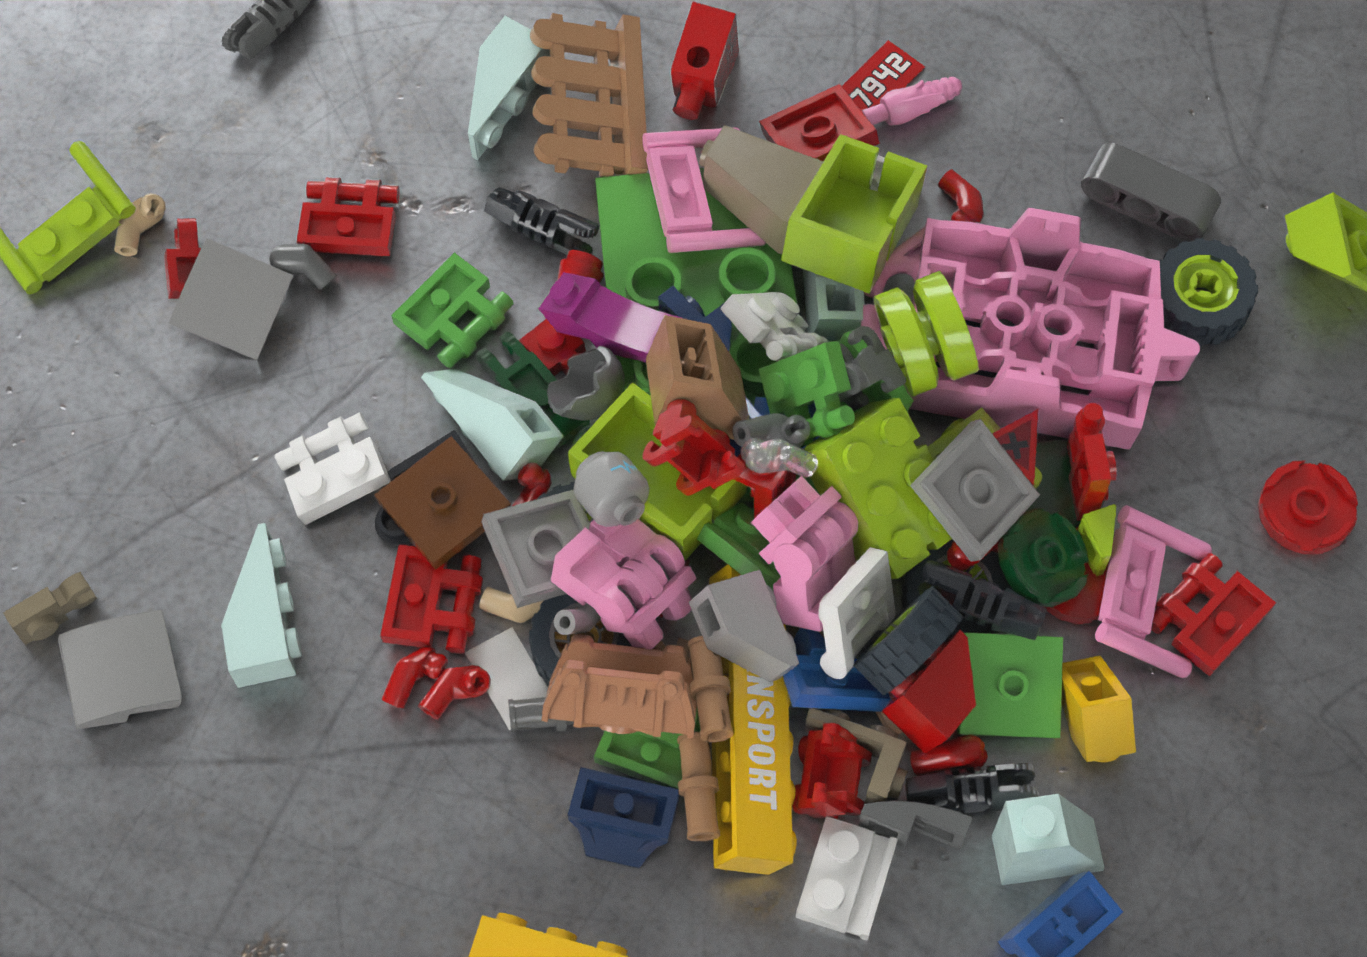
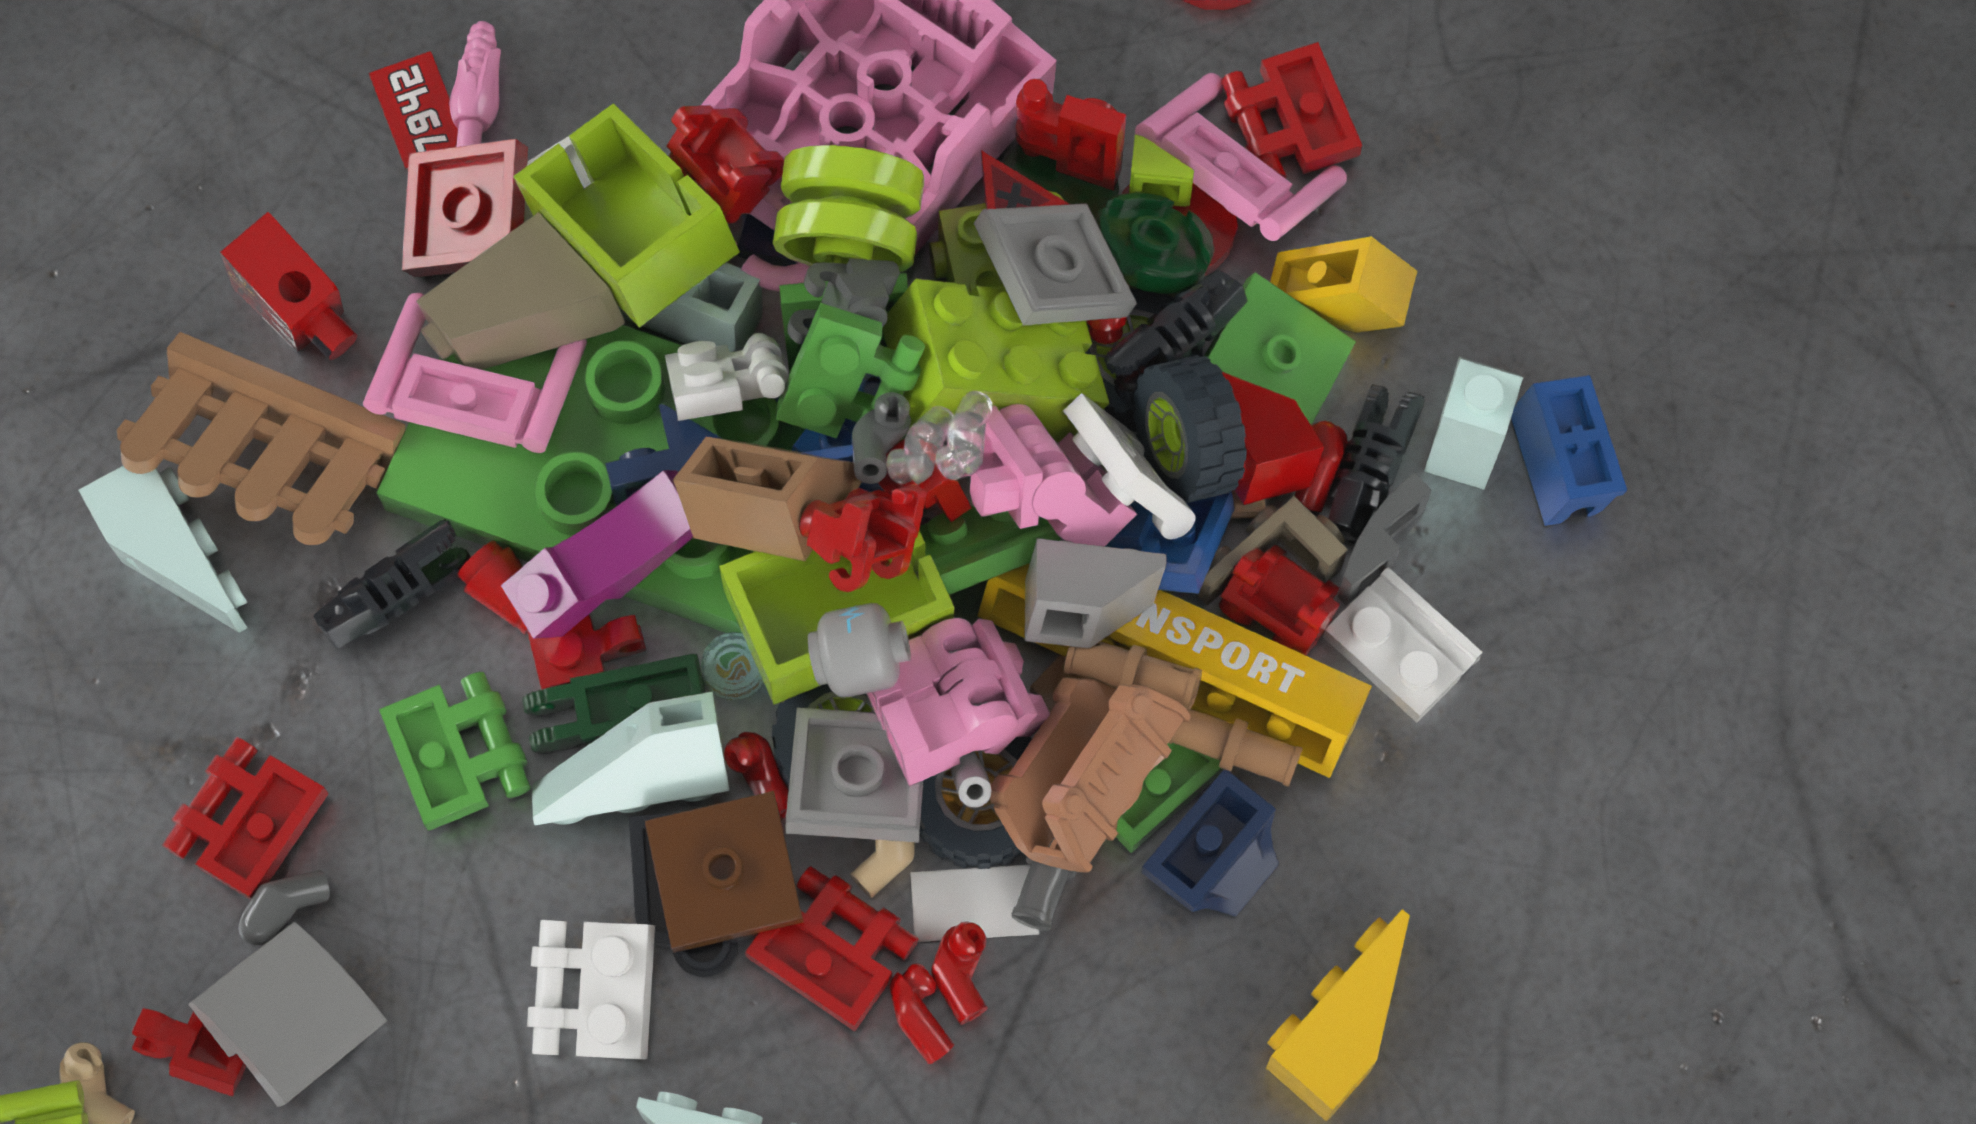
camera: 65 degrees left, 5 degrees up
(589, 387) = (668, 630): dark grey hair -> none
(798, 478) = (965, 437): none -> clear arm
(924, 243) = (723, 157): none -> red piece
(966, 195) = (643, 94): red arm -> none

